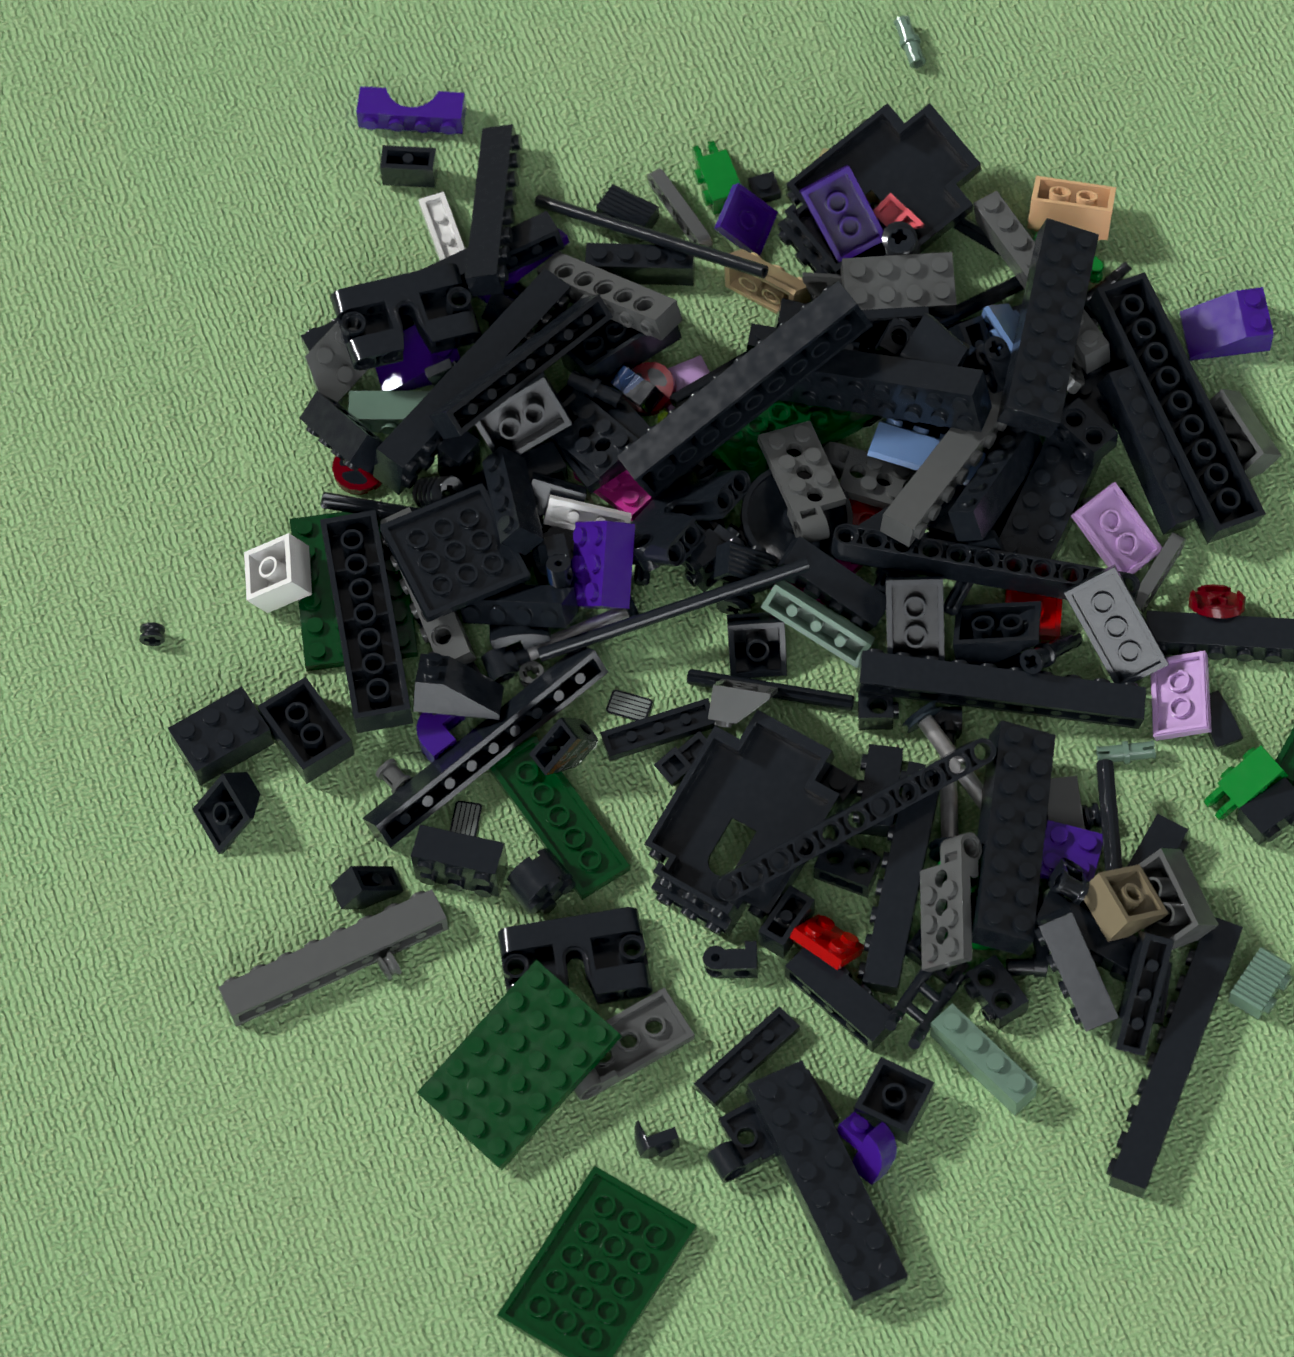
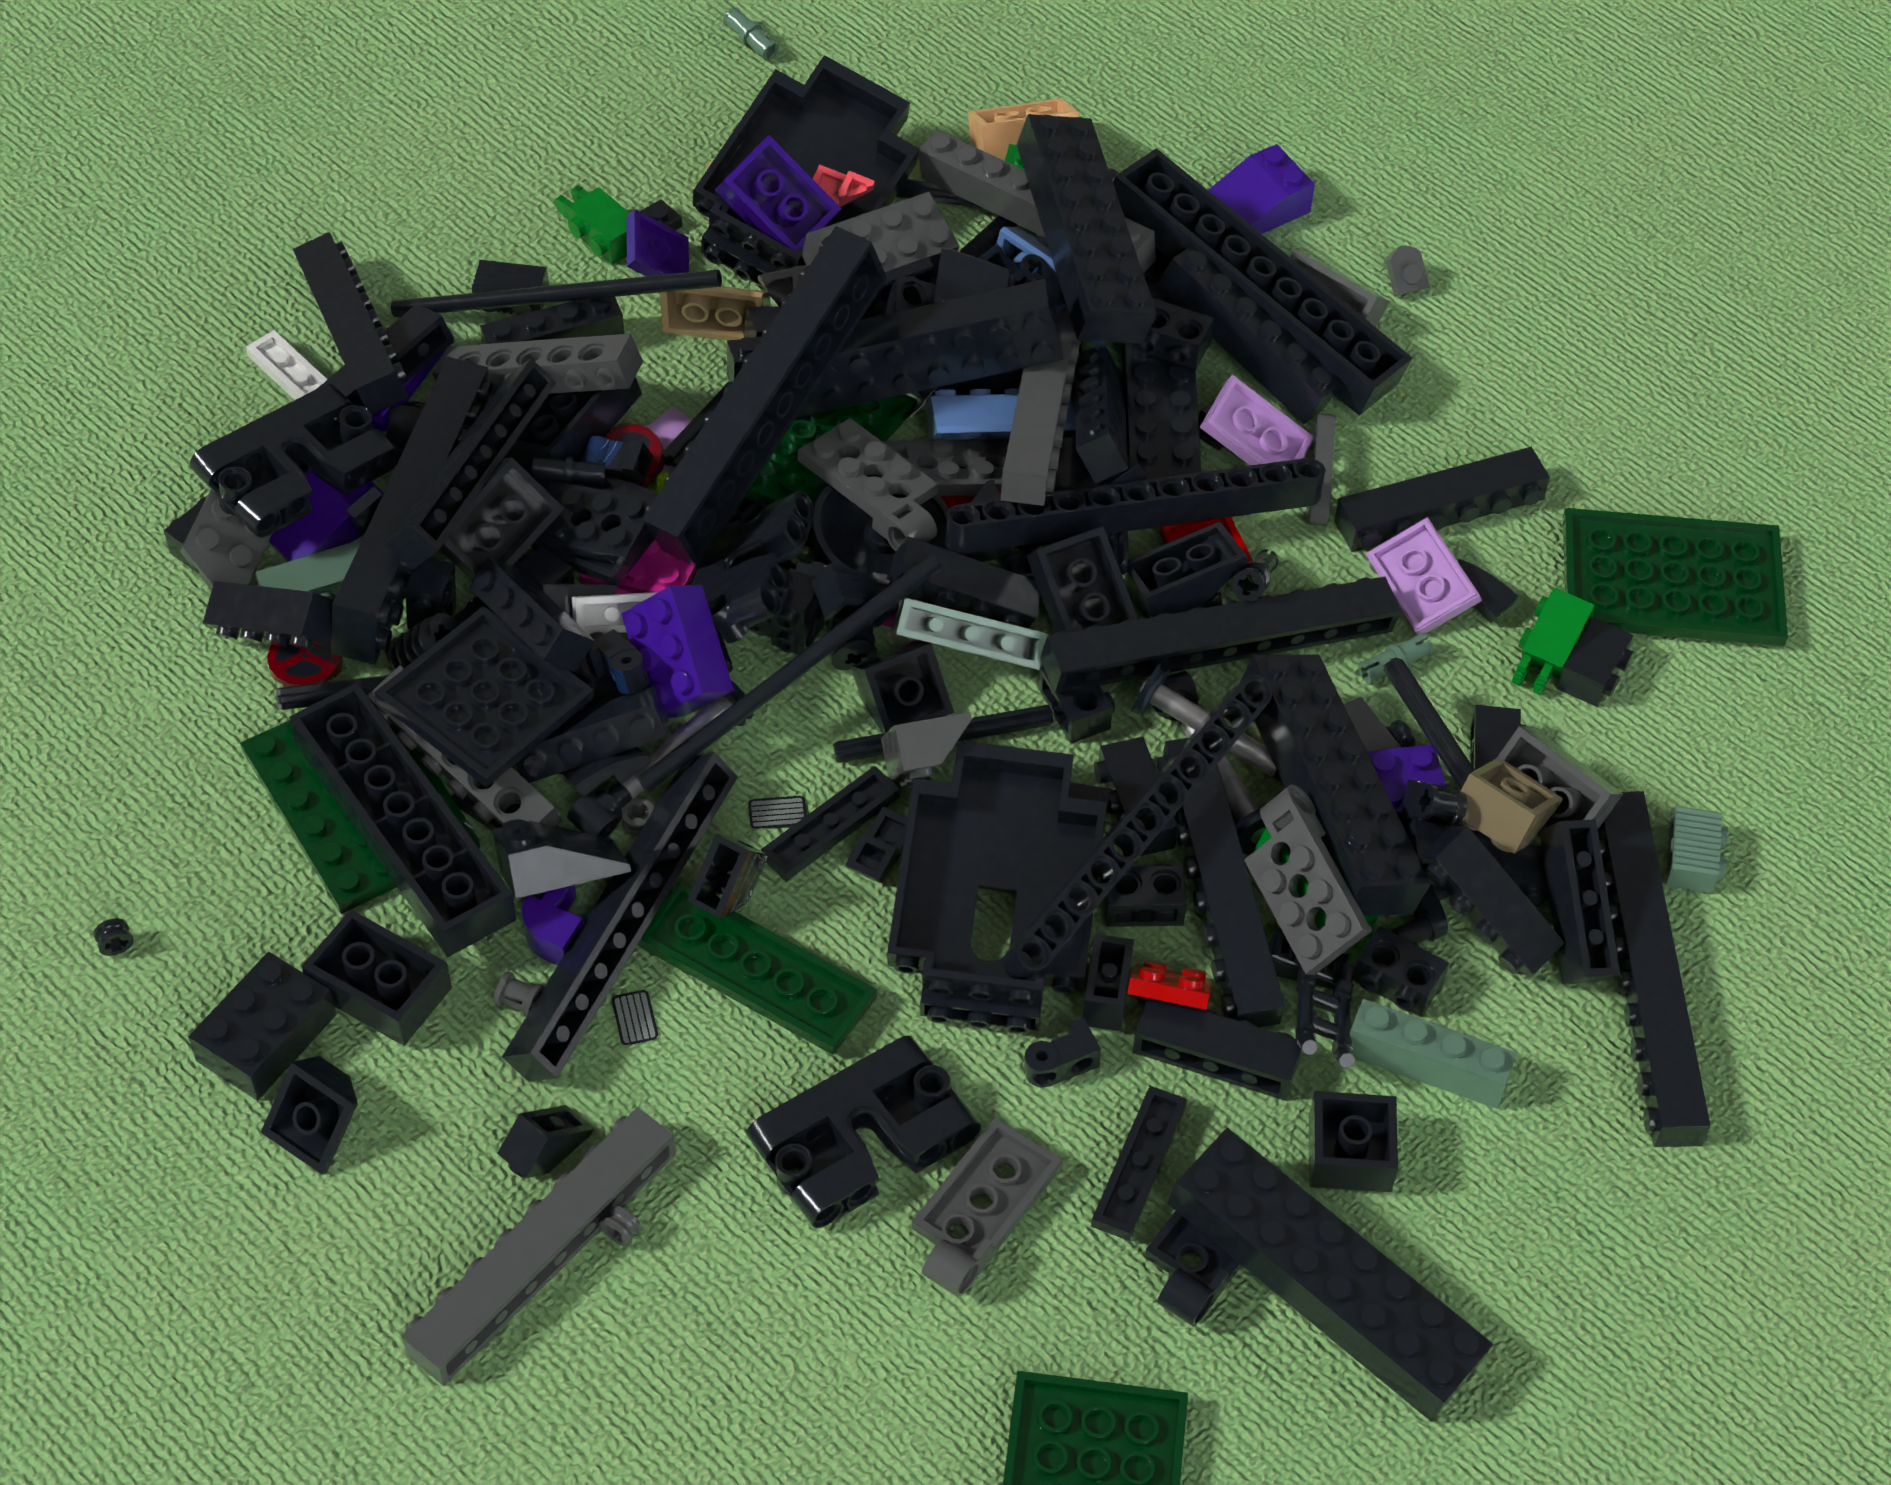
camera: 30 degrees left, 10 degrees down
(277, 573) = (256, 804): white brick -> none
(409, 166) = (219, 314): black brick -> none
(441, 115) = (230, 255): dark purple arch -> none
(459, 861) = (658, 1059): black brick -> none
(519, 1064) = (858, 1281): dark green plate -> none
(540, 882) = (775, 1048): black brick -> none
(659, 1144) = (1087, 1310): black plate -> none
(678, 208) = (560, 260): dark grey beam -> none
(874, 1145) = (1363, 1202): dark purple brick -> none
(900, 239) = (860, 195): black piece -> none
(1116, 626) = (1319, 519): plate -> none
(1217, 601) = (1404, 467): dark red tile -> none

